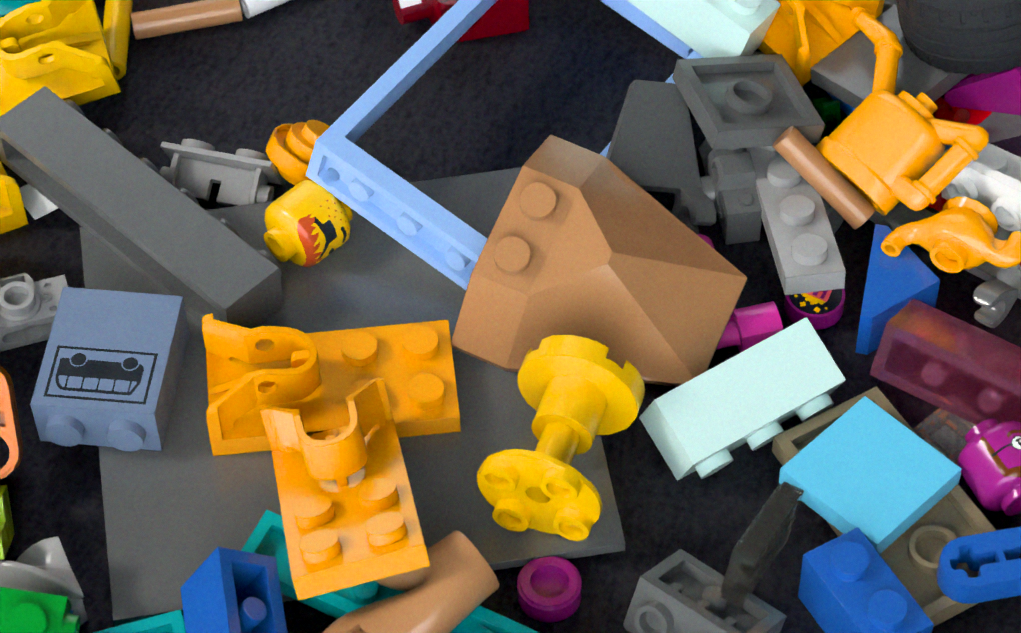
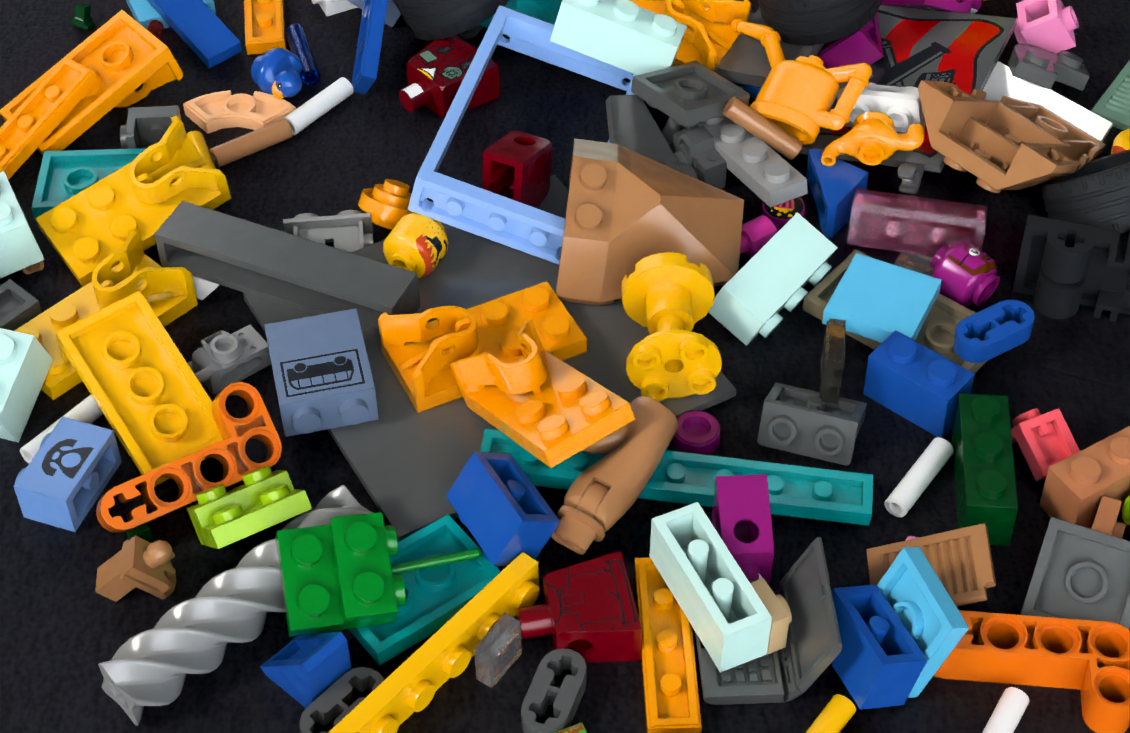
camera: 20 degrees left, 5 degrees down
(473, 157) = (518, 167): none -> dark red torso

